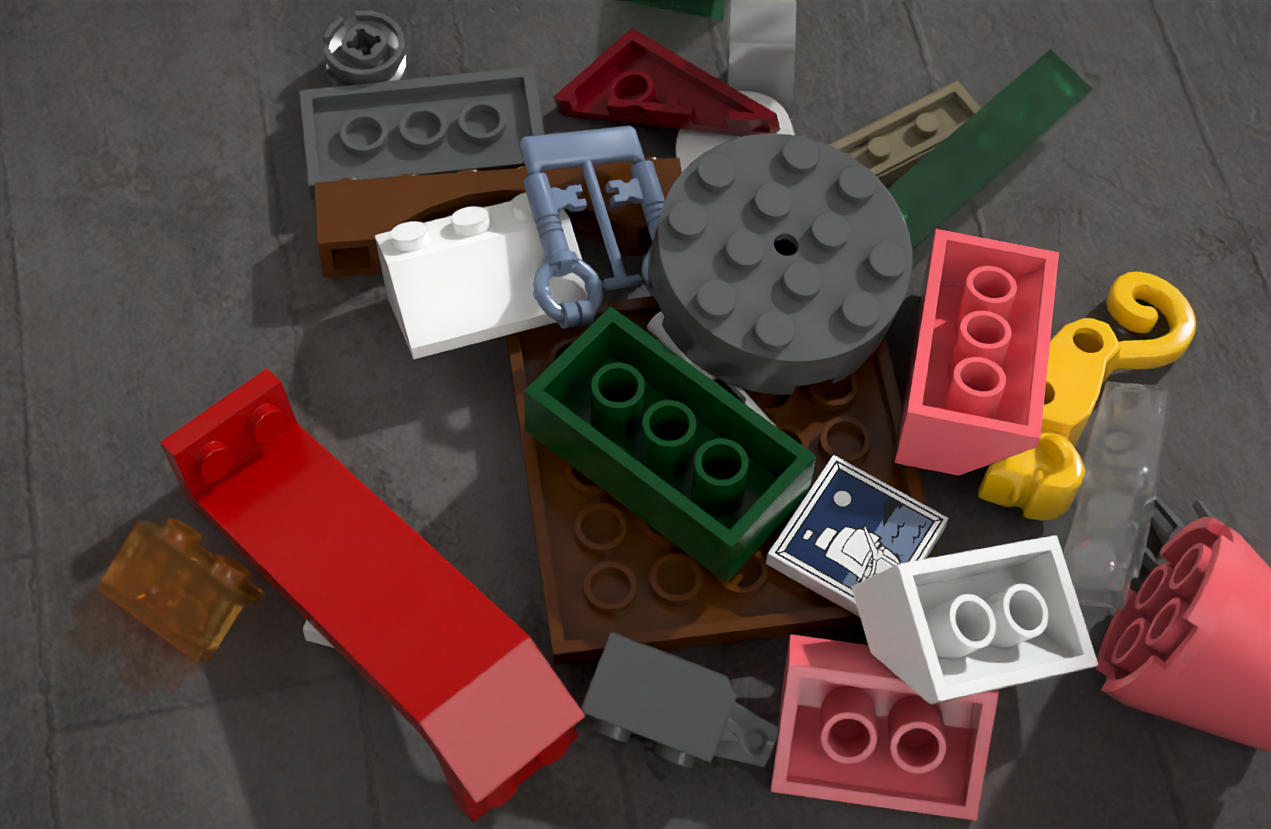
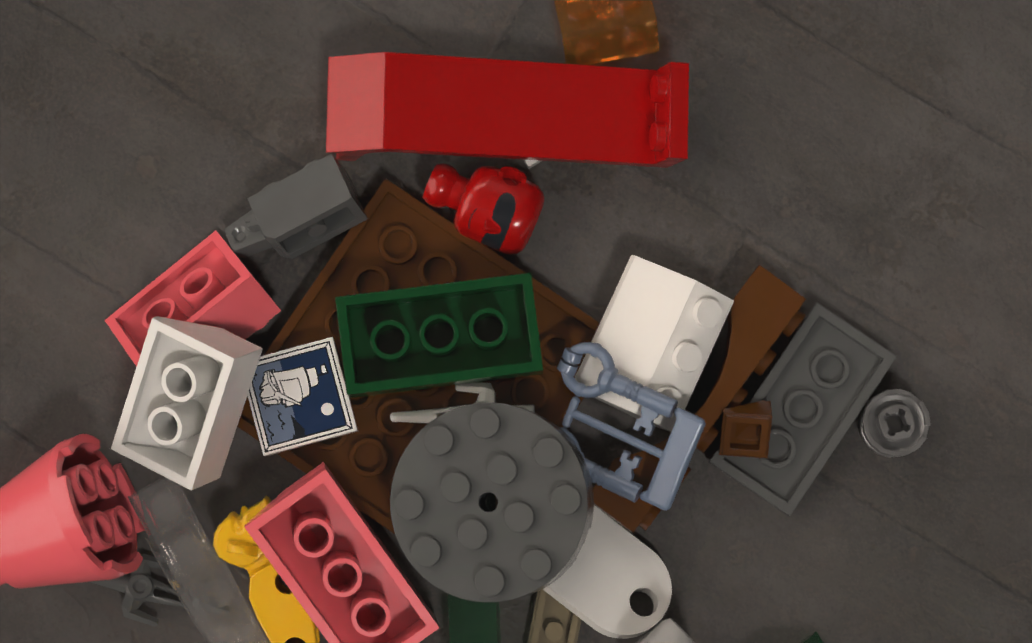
camera: 135 degrees right, 25 degrees up
(484, 142) = (746, 430): none -> reddish brown slope
(487, 525) = (490, 207): none -> red piece
(655, 87) = (714, 574): dark red wing -> none

